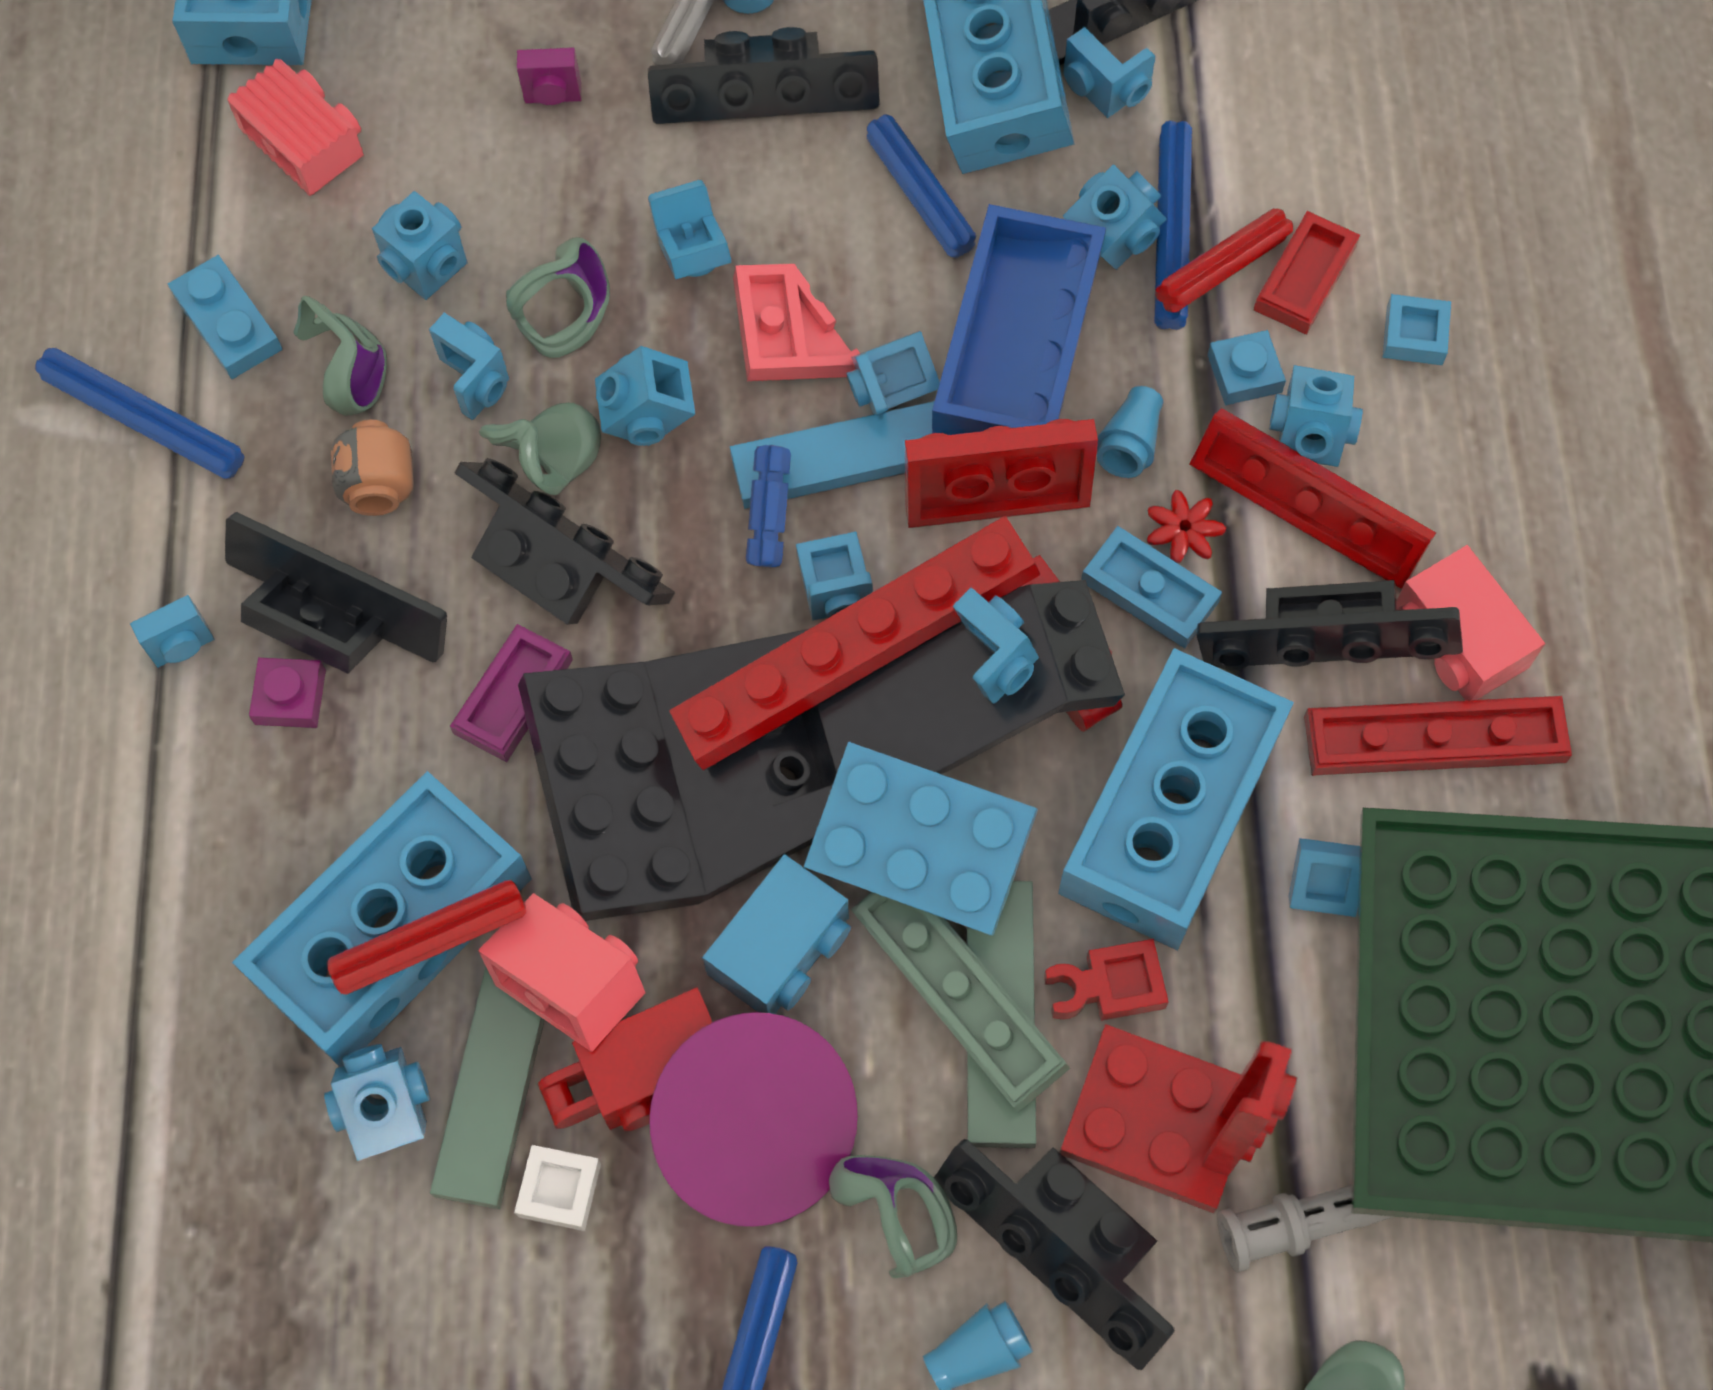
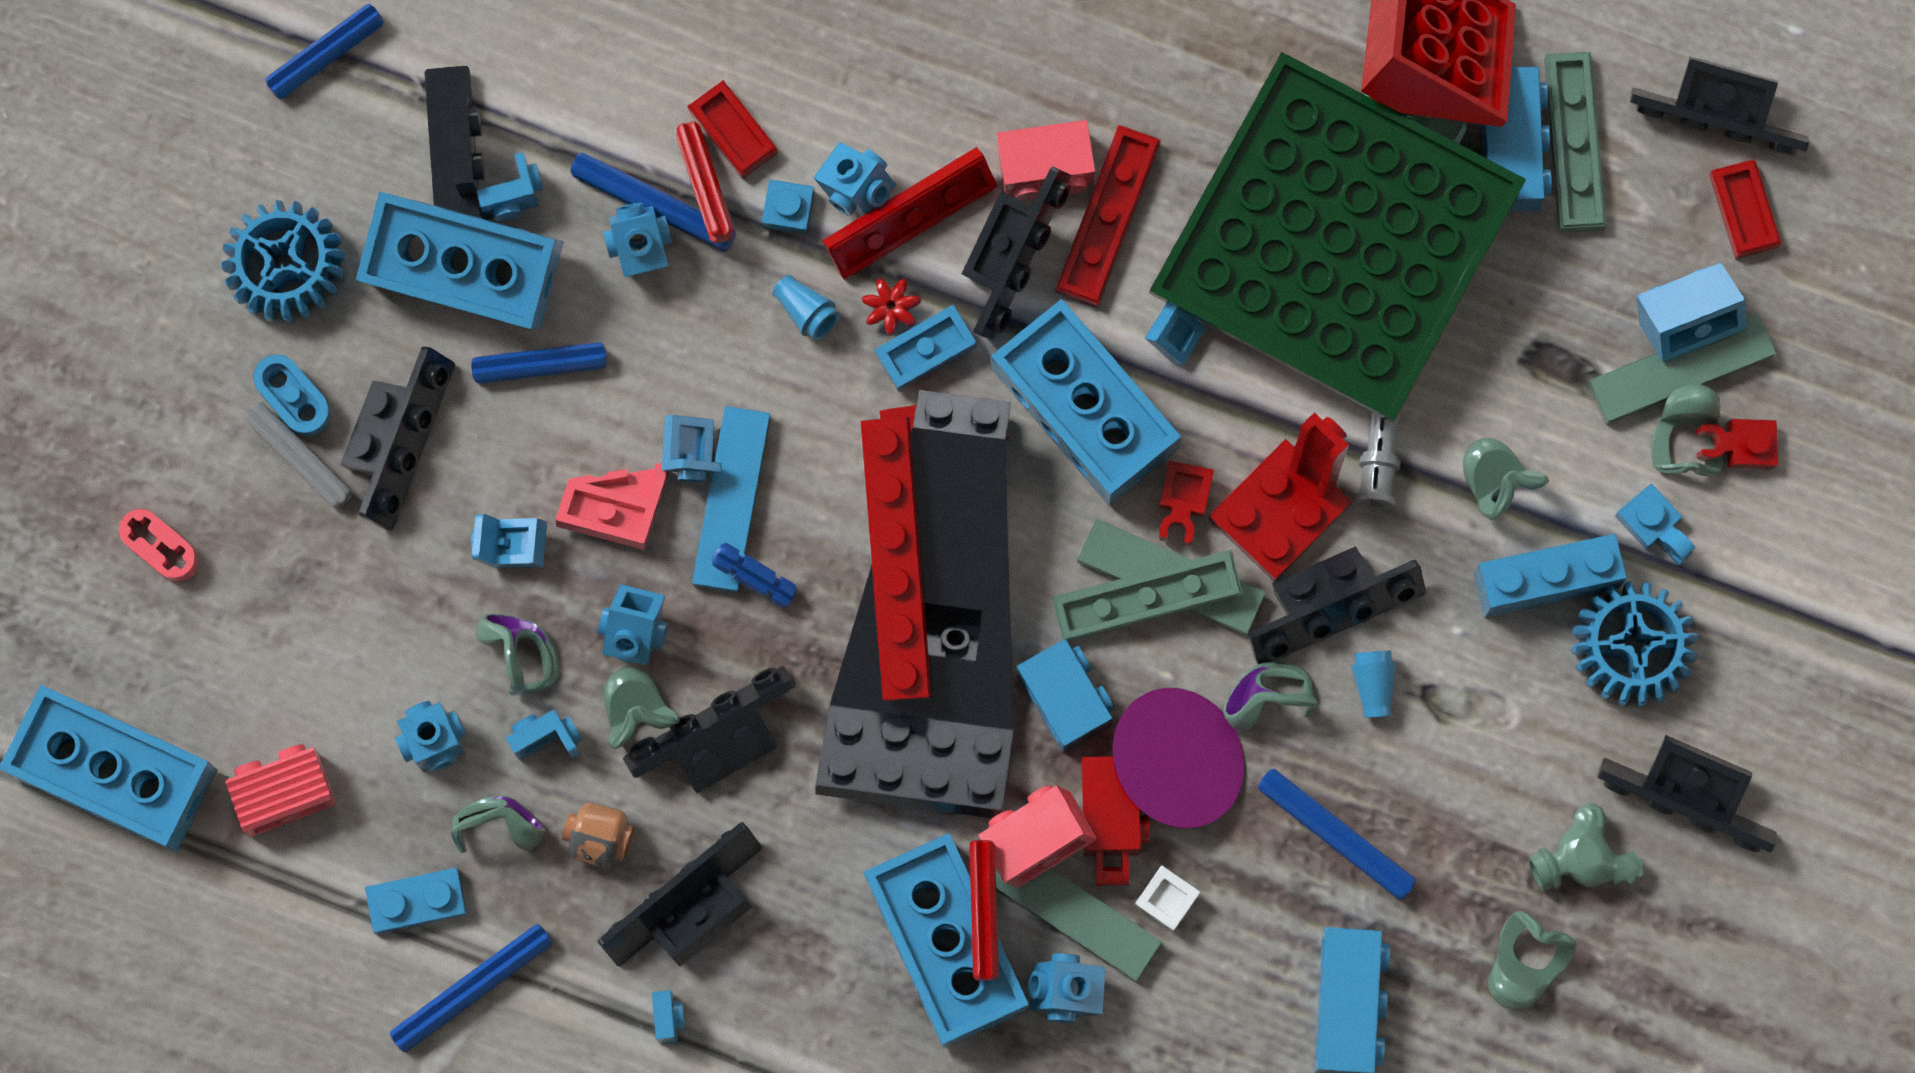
camera: 65 degrees left, 10 degrees up
(287, 692) = (741, 956): magenta plate -> none
(494, 710) = (816, 816): magenta tile -> none
(549, 75) = (325, 590): magenta plate -> none
(833, 574) = (826, 553): dark azure bracket -> none
(921, 838) = (1046, 574): dark azure plate -> none
(998, 628) = (938, 461): dark azure bracket -> none
(999, 472) = (806, 409): red plate -> none
(1017, 322) = (700, 347): blue slope -> none
(1417, 329) = (815, 80): dark azure plate -> none

